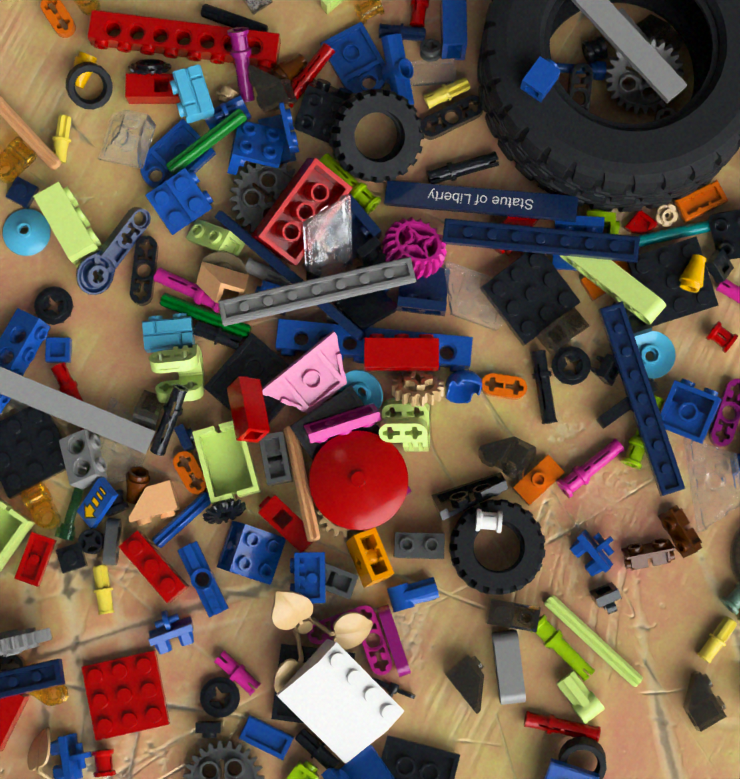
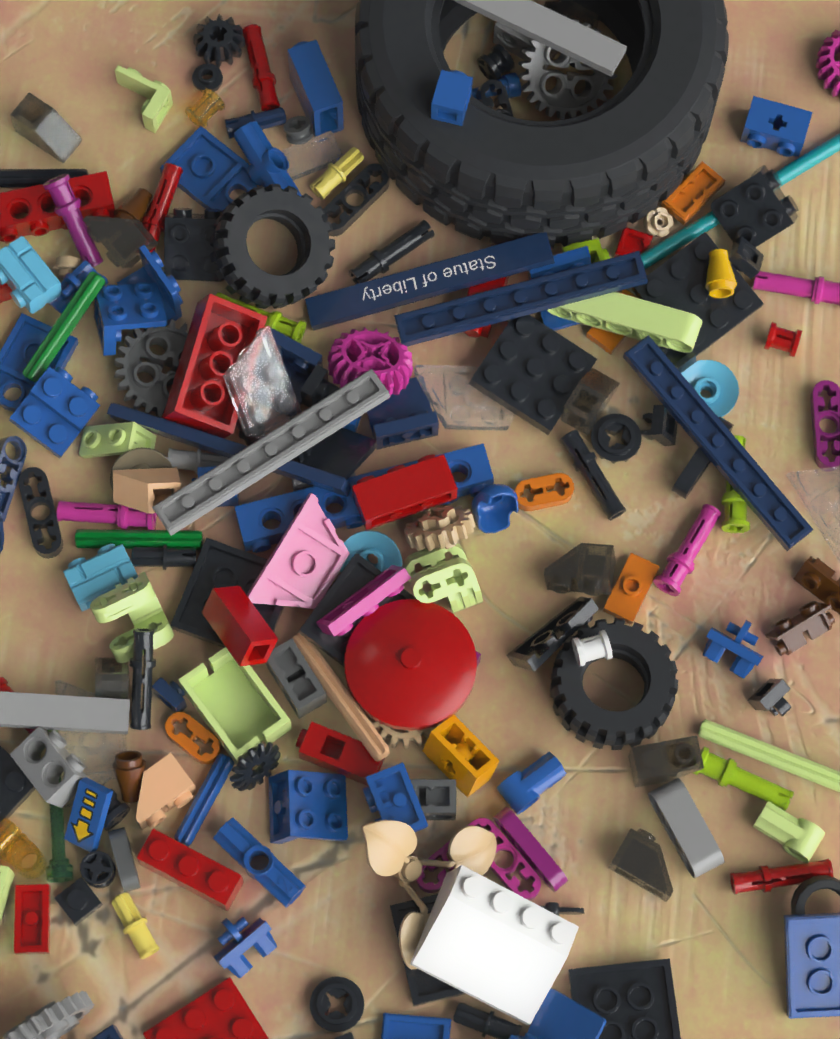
camera: 25 degrees left, 10 degrees down
(237, 672) = (347, 965): dark pink pin -> none
(419, 545) = (516, 719): dark grey brick -> none
(690, 410) = (781, 436): blue plate -> none

